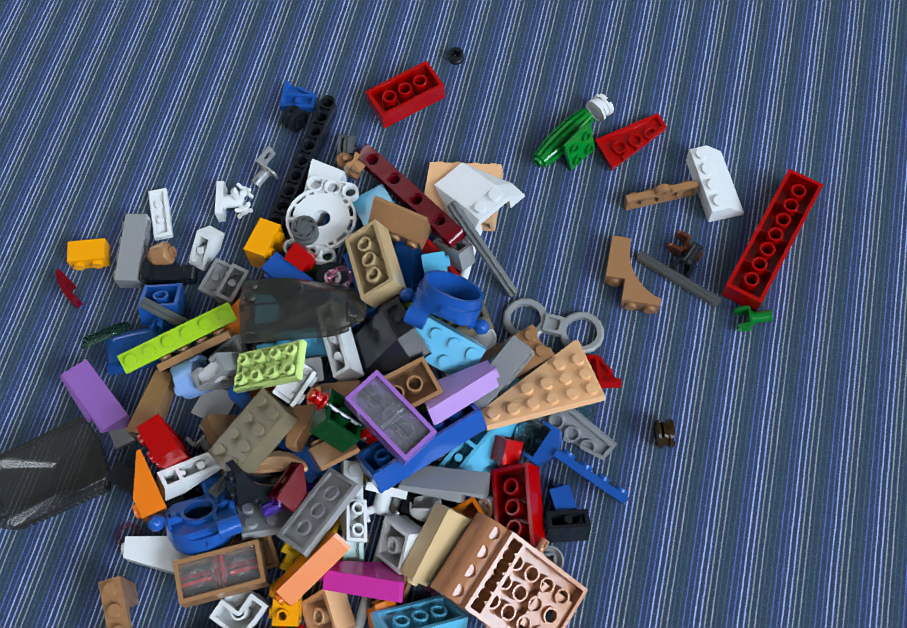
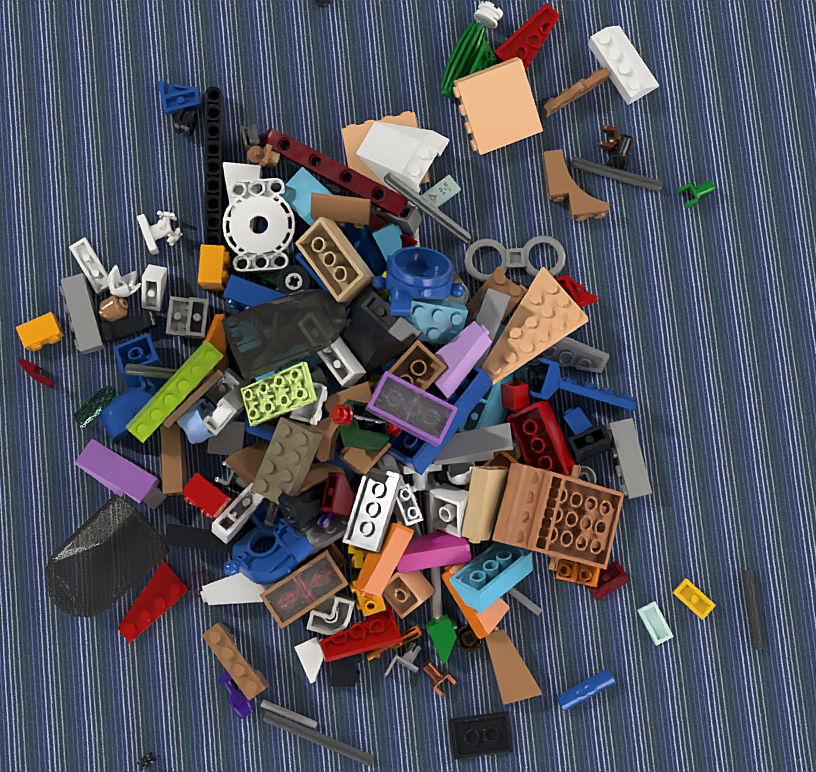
camera: 20 degrees left, 15 degrees up
(77, 538) = (156, 598): none -> red wing
(146, 493) = (209, 543): orange slope -> none
(178, 237) = (124, 285): none -> white piece
(265, 171) = (179, 189): light grey bracket -> none
(301, 257) = (257, 272): red brick -> none
(305, 230) = (250, 243): dark grey wheel -> none
(330, 275) = (293, 281): clear pink piece -> none
(405, 94) = (288, 60): red brick -> none
(504, 245) = (442, 191): none -> light aqua tile
(581, 182) = (497, 106): none -> light nougat brick
(605, 556) = (629, 459): none -> light grey brick
(664, 433) = (648, 331): dark brown wheel -> none
(772, 240) = (694, 107): red brick -> none

